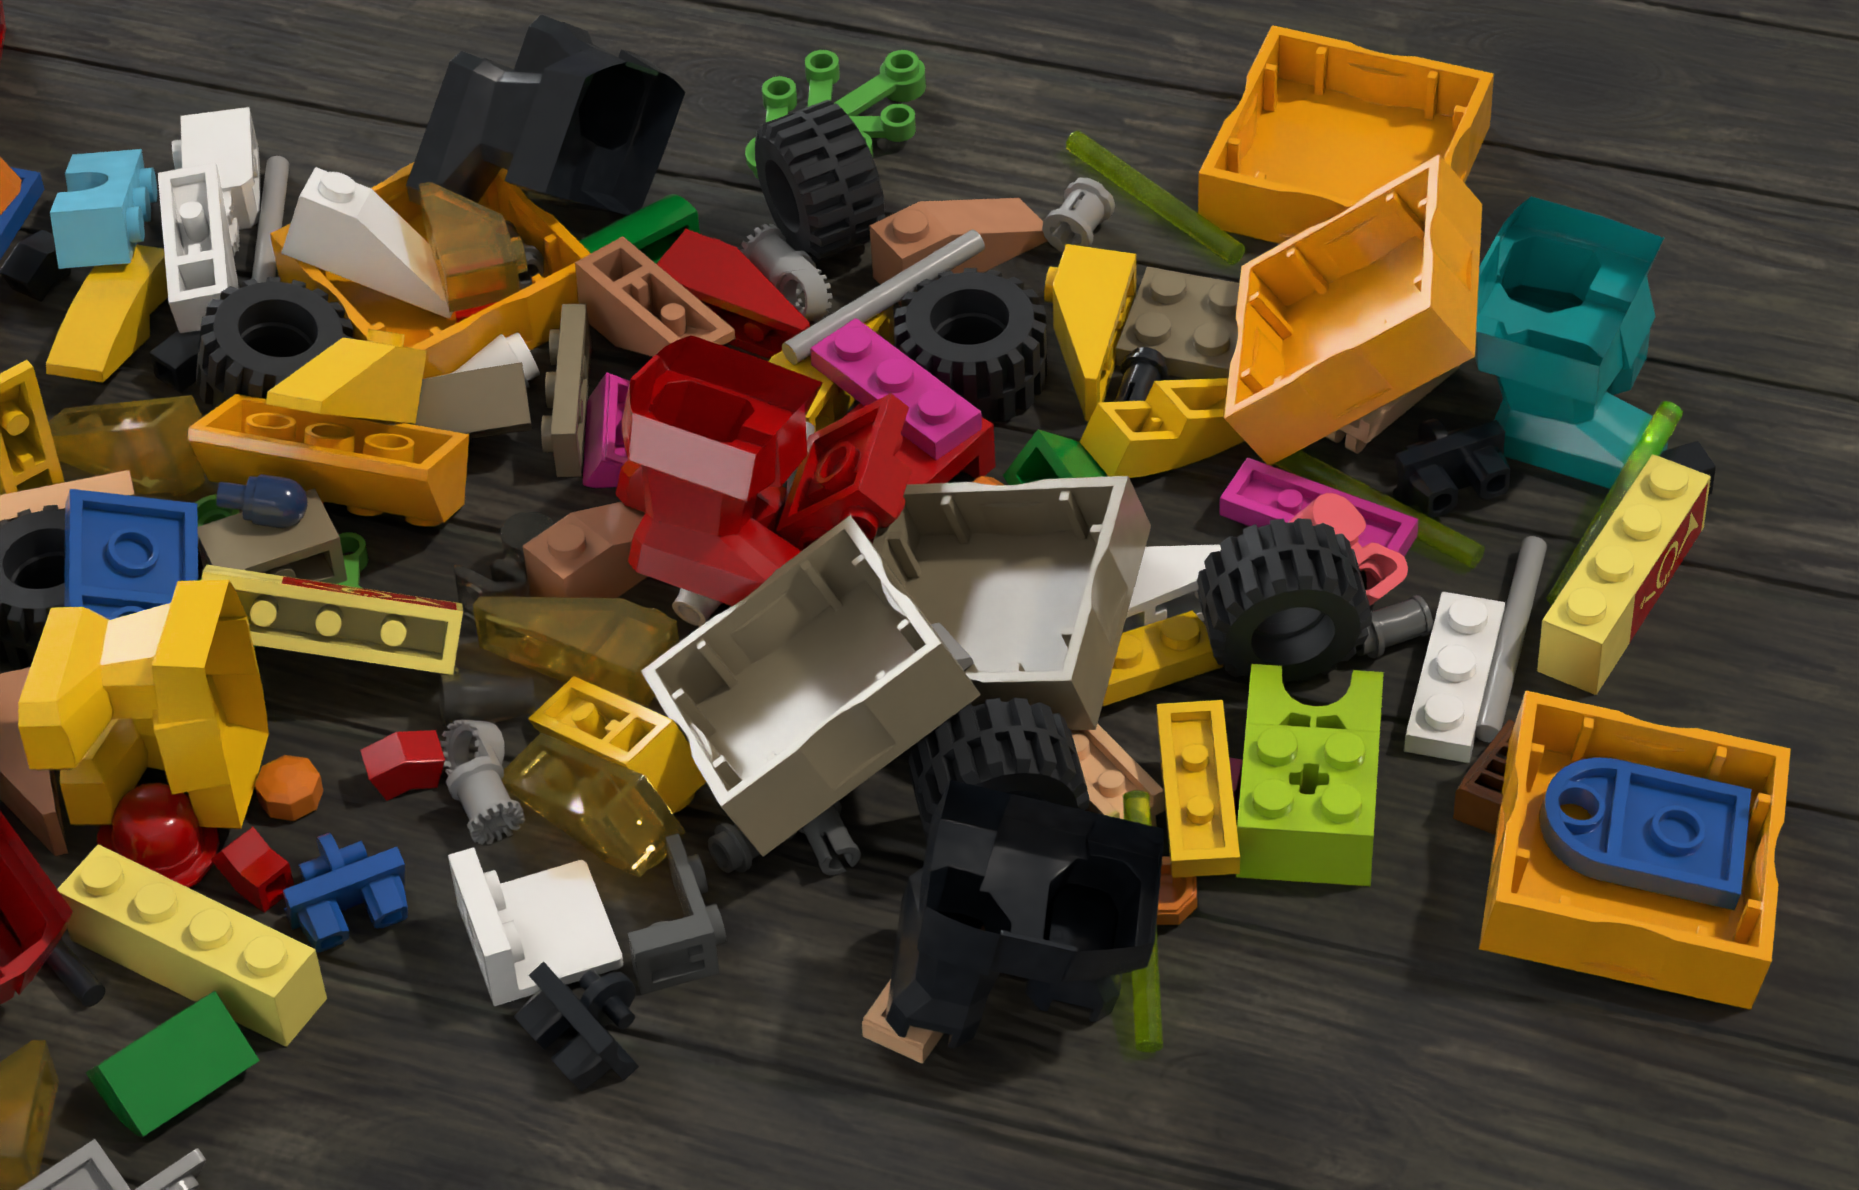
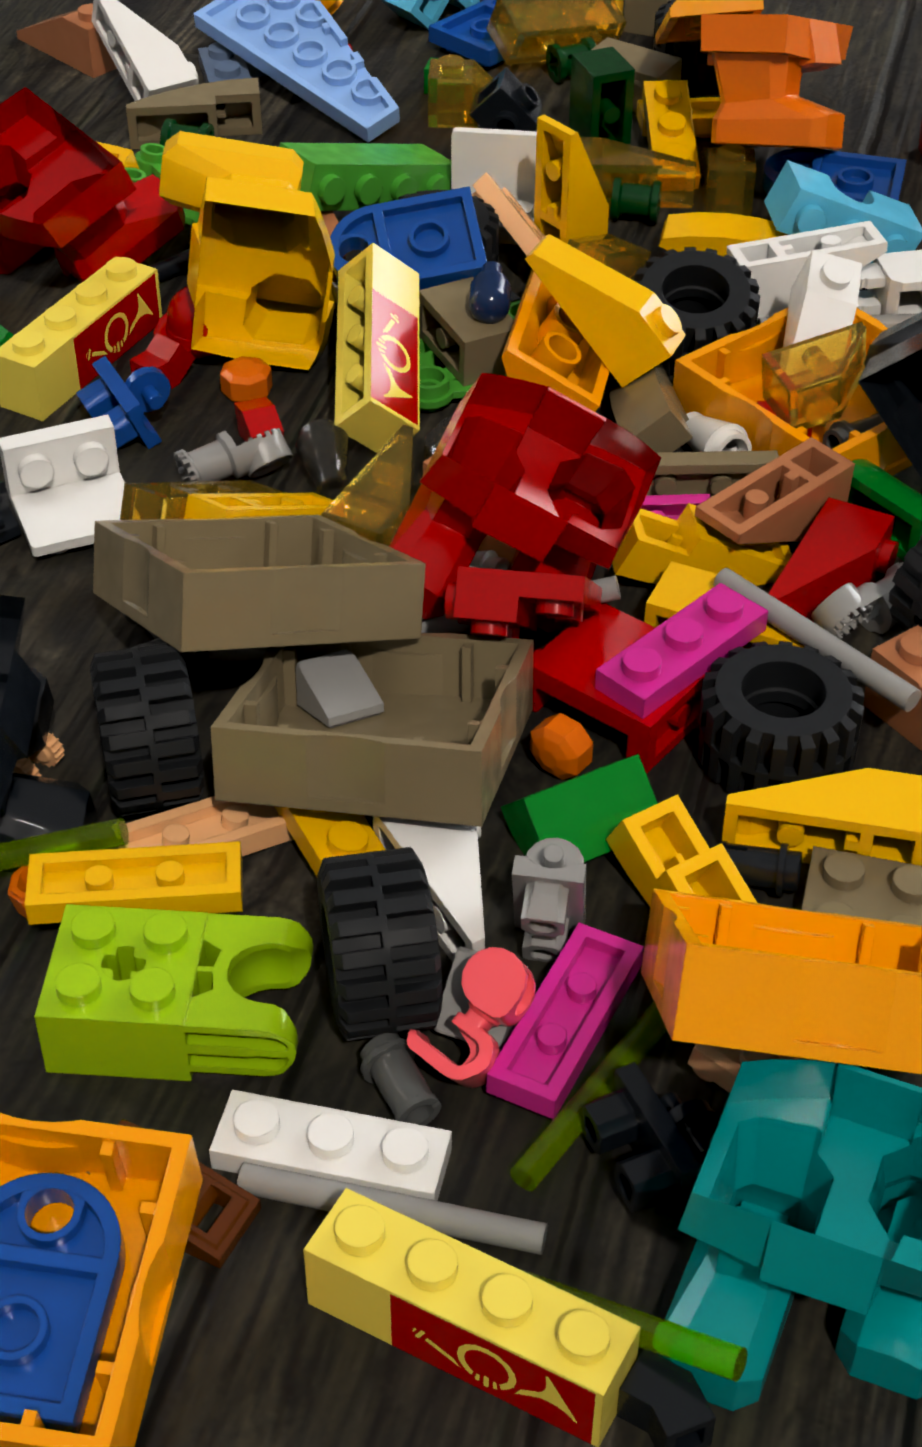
camera: 85 degrees right, 5 degrees down
(681, 948) = (47, 581): dark grey bracket -> none
(1199, 503) = (548, 896): none -> light grey hips

